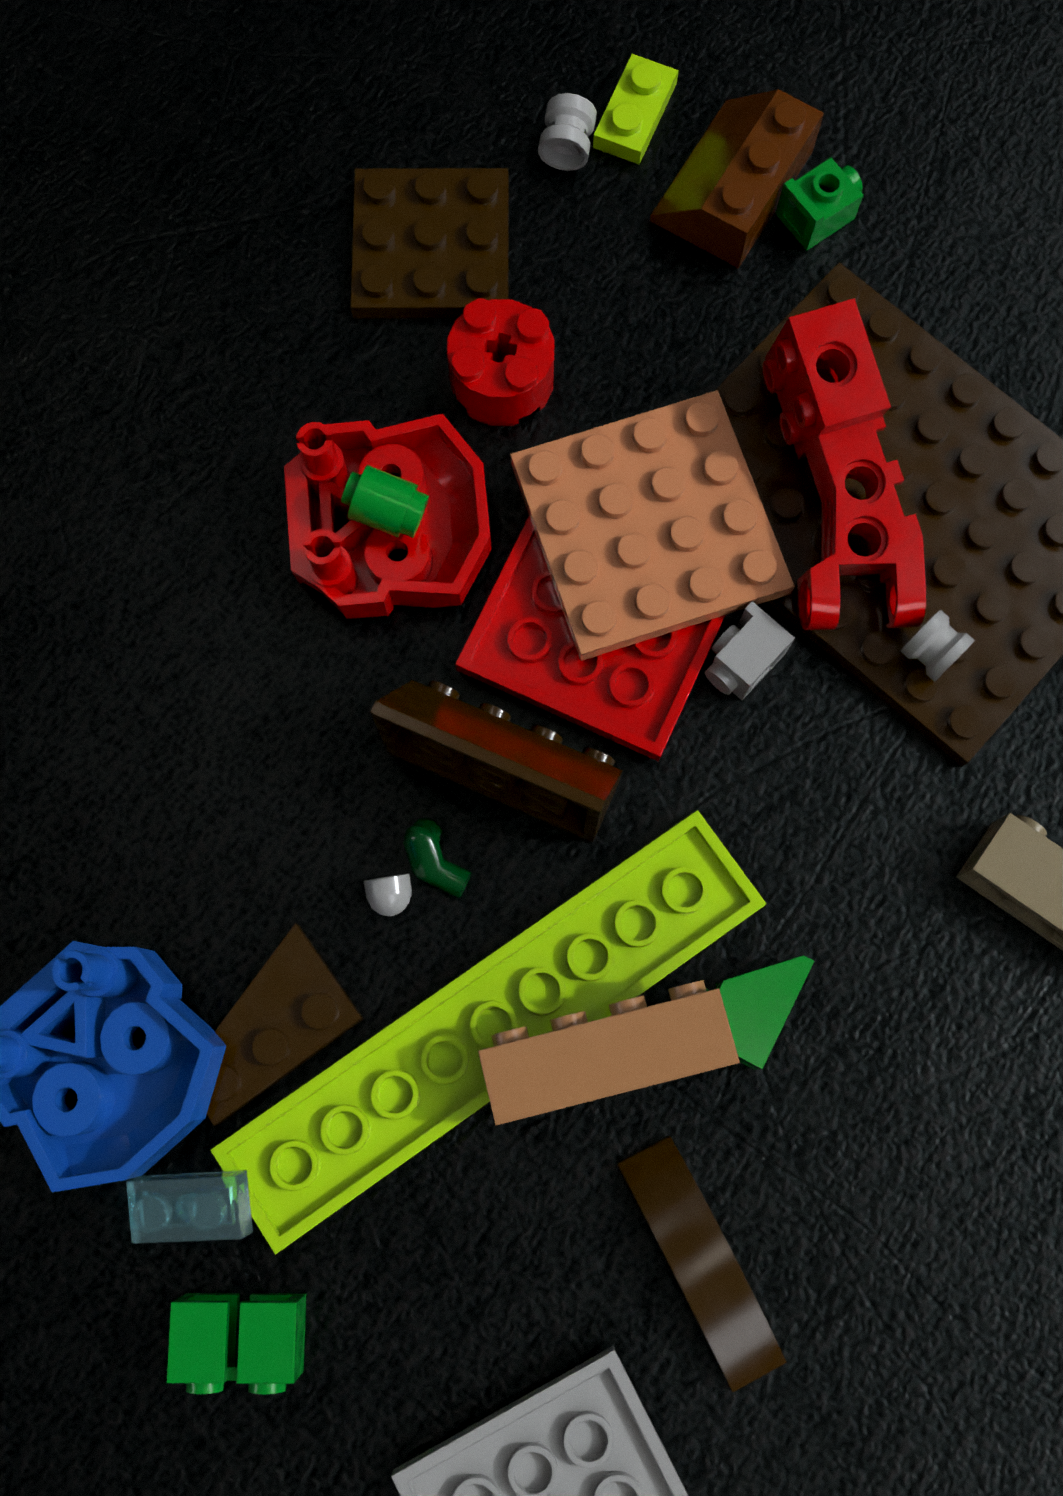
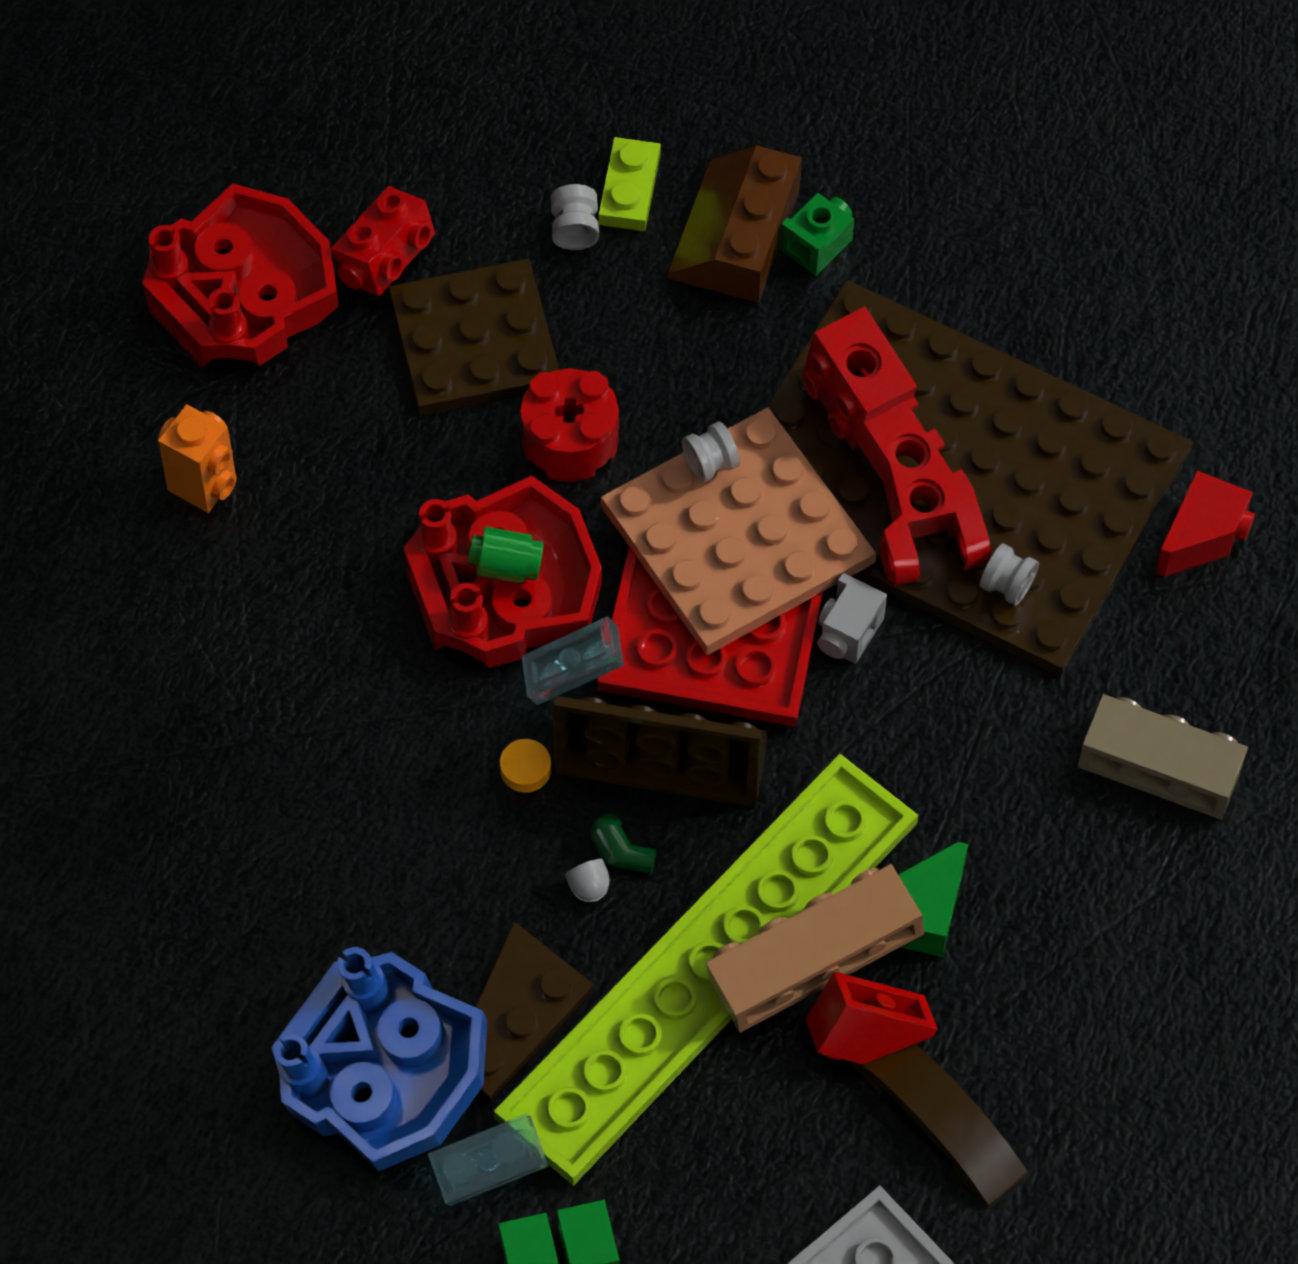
camera: 15 degrees left, 15 degrees down
(95, 313) = (197, 457): none -> orange brick
(174, 140) = (215, 298): none -> red brick
(355, 740) = (525, 765): none -> light orange tile
(358, 116) = (383, 241): none -> red brick
(434, 635) = (572, 660): none -> clear light blue plate
(639, 431) = (710, 452): none -> light grey wheel
(650, 1146) = (867, 1019): none -> red slope

